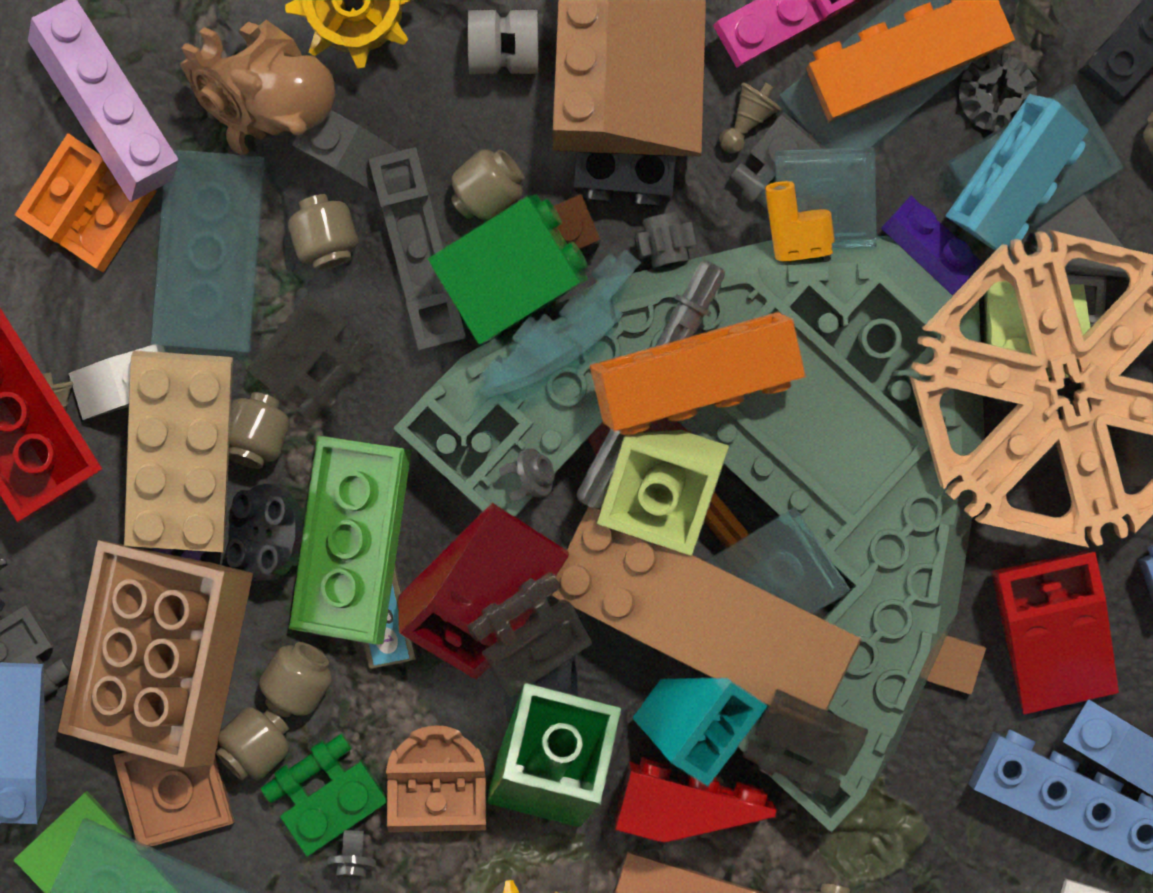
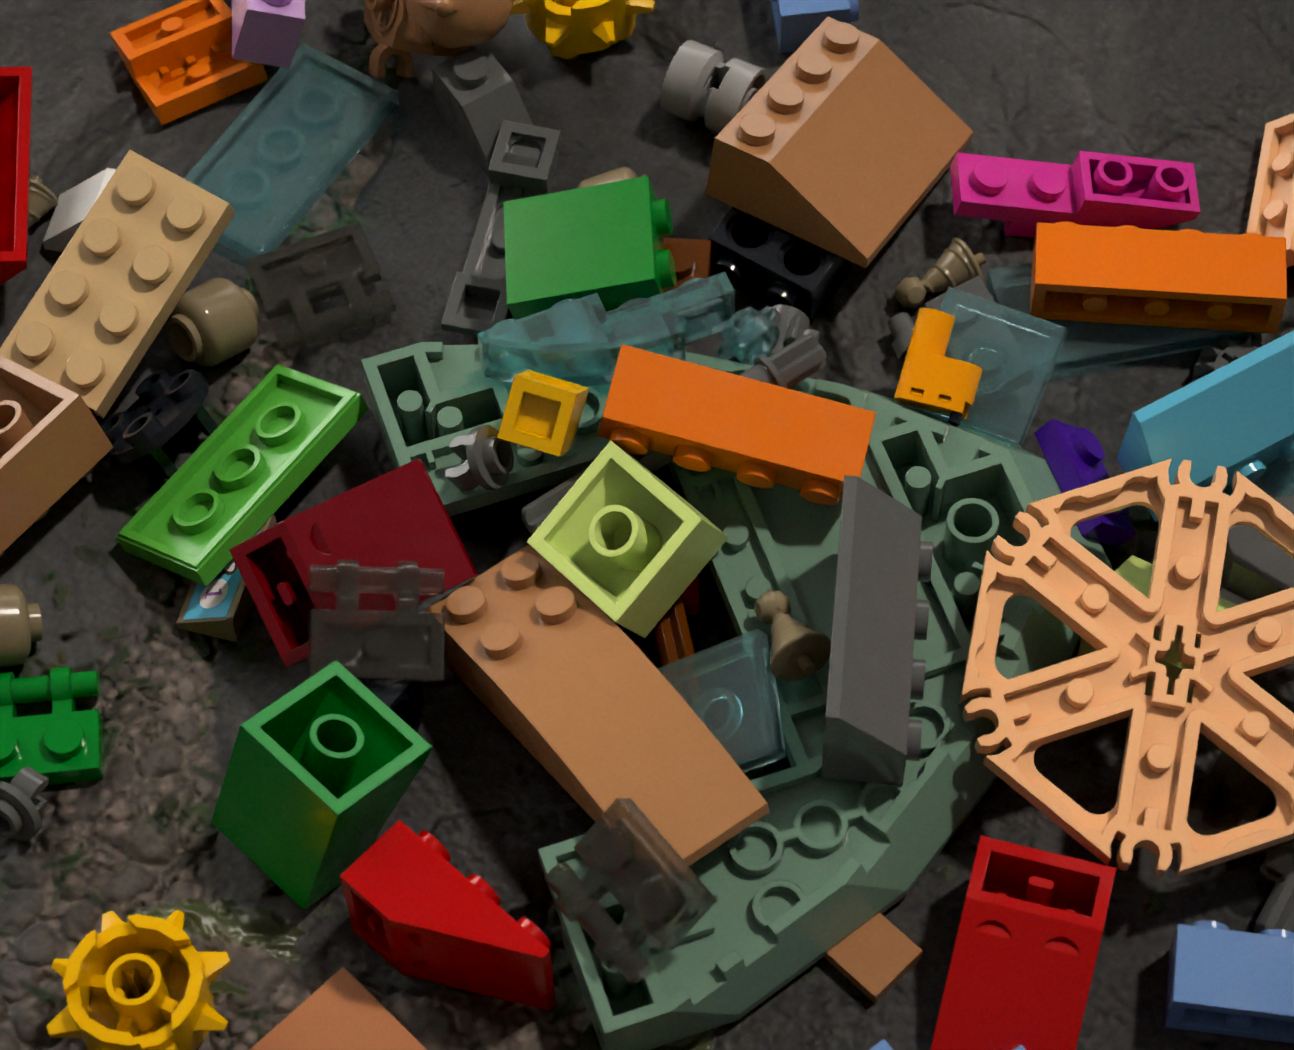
camera: 30 degrees right, 30 degrees down
(295, 680) = (84, 584): dark tan head -> none
(323, 232) = (412, 175): dark tan head -> none
(436, 783) = (163, 773): nougat slope -> none
(558, 426) = (543, 412): none -> yellow brick
(655, 269) = (749, 335): none -> clear light blue plate
(698, 722) = (525, 815): teal slope -> none
(814, 506) = (795, 647): none -> dark tan piece
(870, 484) = (874, 639): none -> dark grey slope

